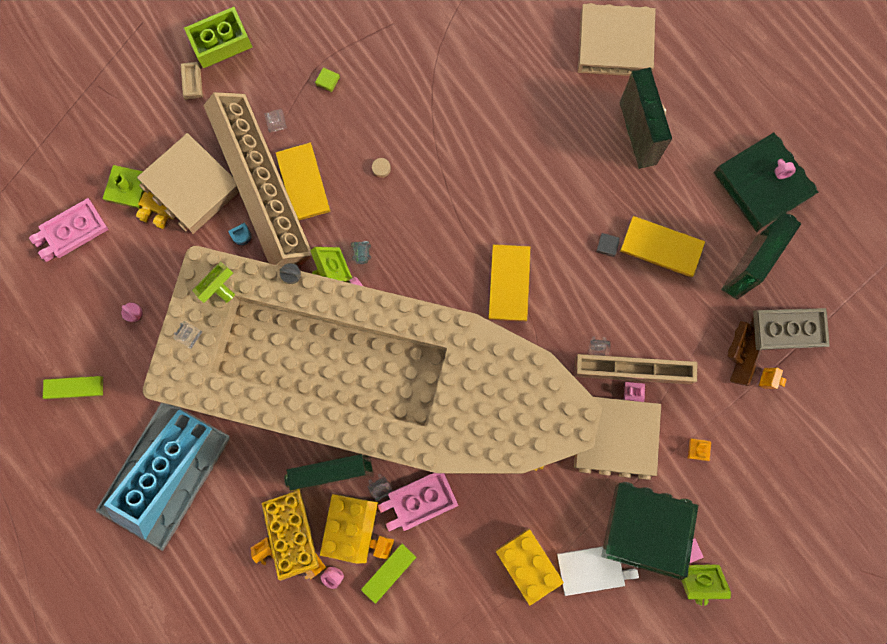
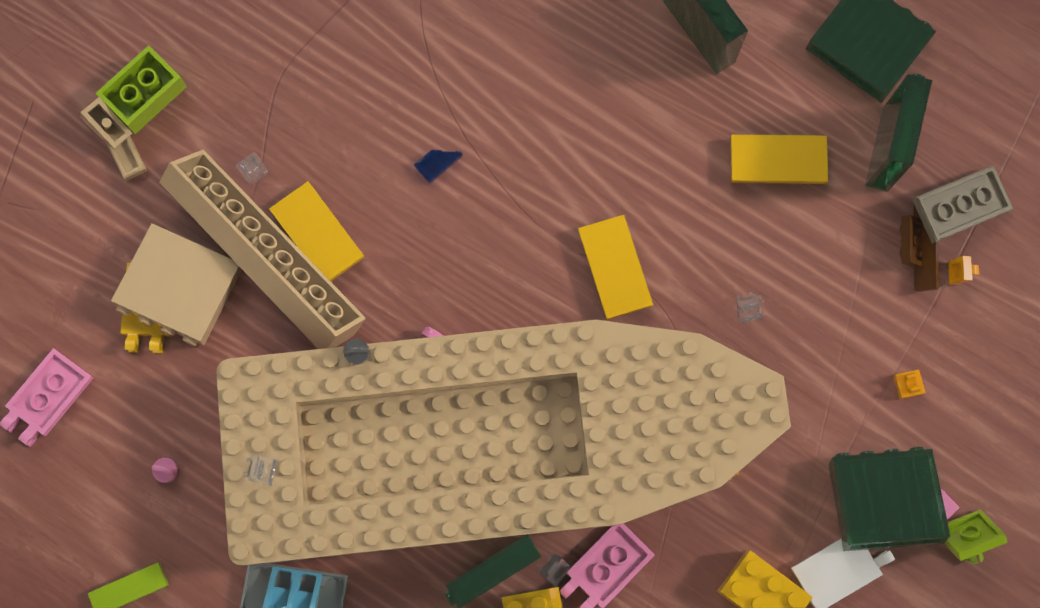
camera: 25 degrees left, 0 degrees up
(123, 187) = (94, 317): lime tile -> none
(183, 51) = (105, 123): none -> tan slope
(213, 283) = (271, 396): lime tile -> none
(240, 234) = (264, 325): medium azure tile -> none
(327, 79) = (297, 95): lime tile -> none
(330, 263) = (392, 322): lime tile -> none
(361, 252) = (422, 294): clear light blue brick -> none
(381, 167) = (406, 181): tan tile -> none
(407, 162) = (436, 163): none -> clear blue tile
(608, 244) = (714, 179): dark grey tile -> none
(624, 440) = (821, 404): tan brick -> none
(634, 391) = (809, 345): bright pink tile -> none
(635, 369) = (801, 317): tan brick -> none
(784, 169) = (887, 19): bright pink tile -> none

